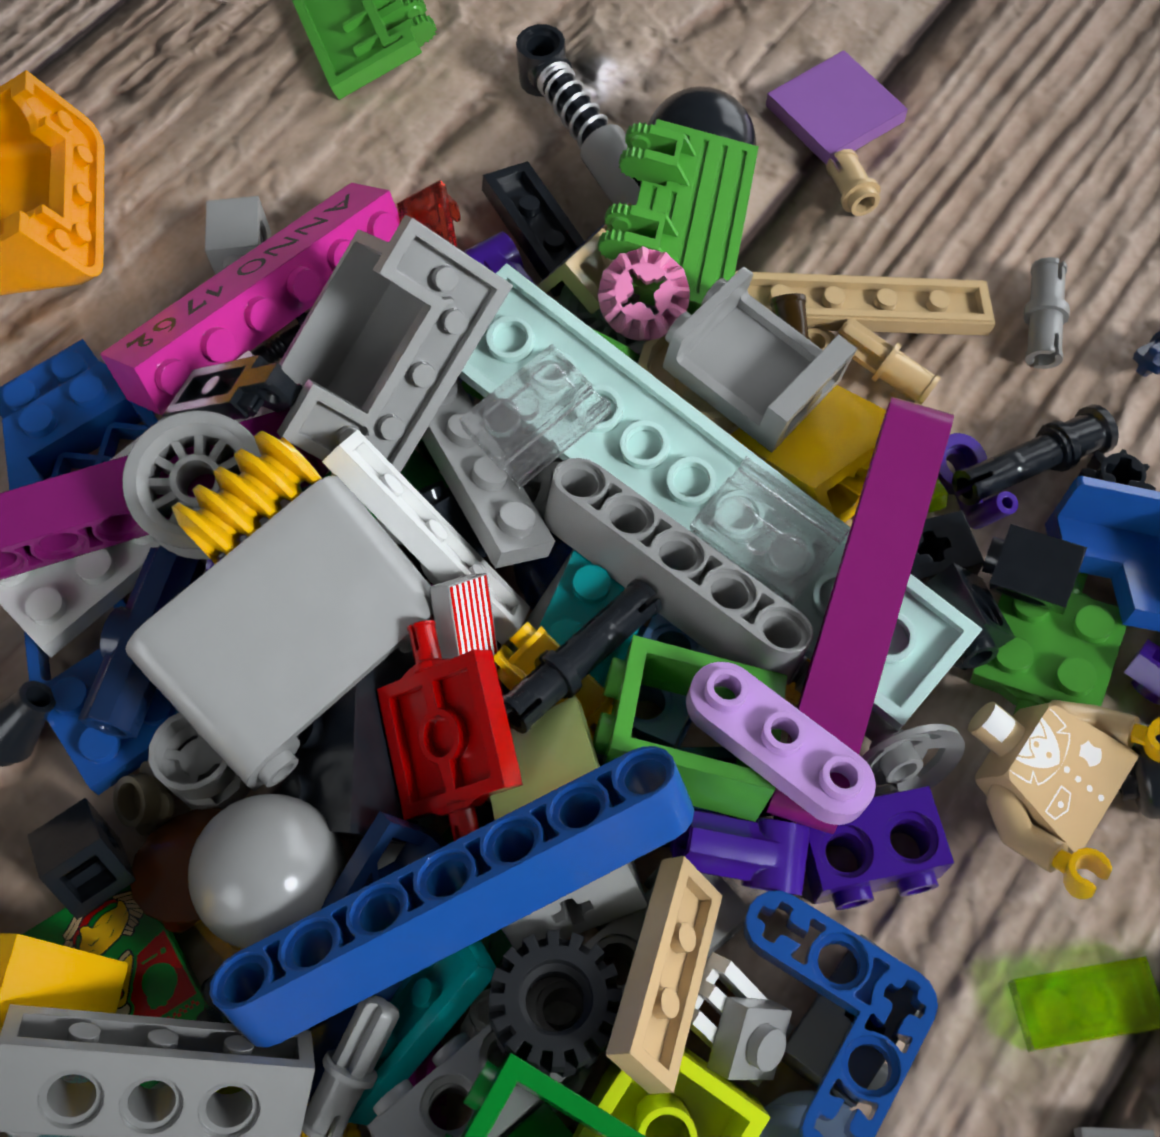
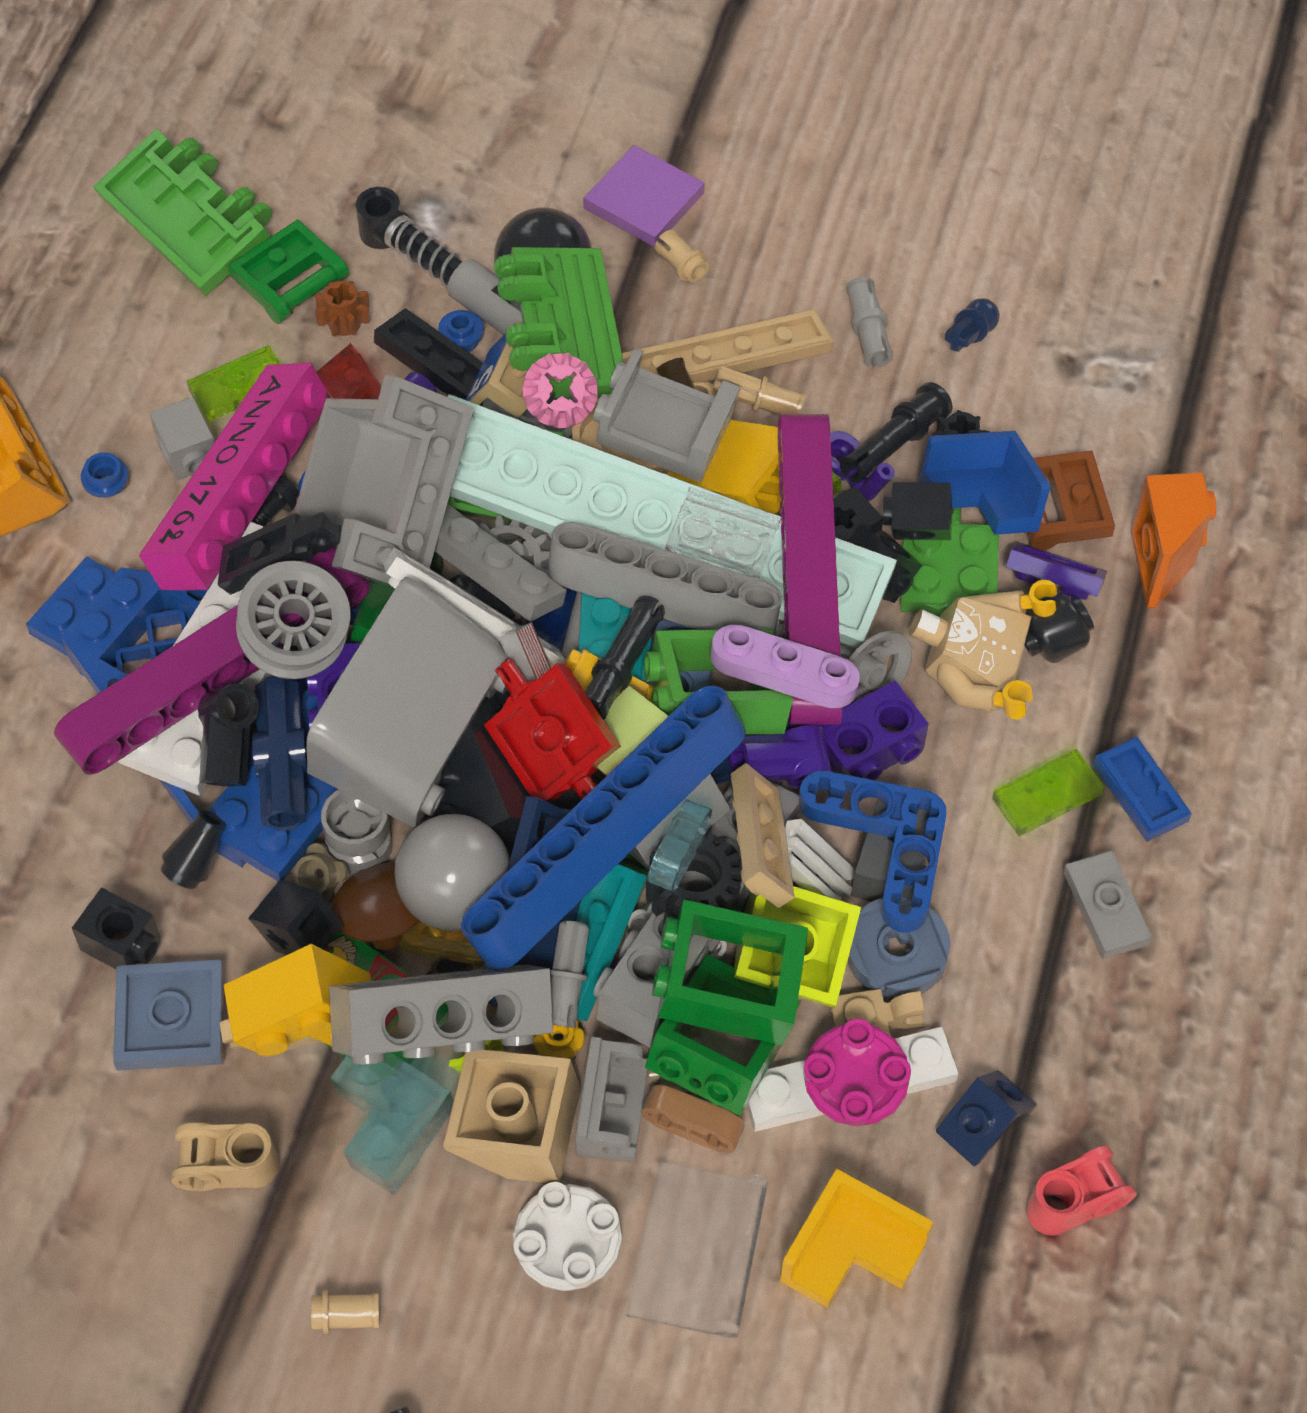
camera: 25 degrees left, 5 degrees down
(82, 608) = (225, 740): none -> black piece
(144, 256) = (100, 466): none -> blue plate
(245, 496) = (344, 610): yellow piece -> none
(301, 193) = (226, 386): none -> clear neon green plate
(424, 80) = (280, 261): none -> green plate
(462, 144) = (342, 308): none -> dark orange gear
(535, 415) = (519, 502): clear plate -> none
(539, 963) = (679, 845): none -> clear light blue beam
(581, 201) = (462, 328): none -> blue plate
(749, 1039) = (830, 870): light grey plate -> none

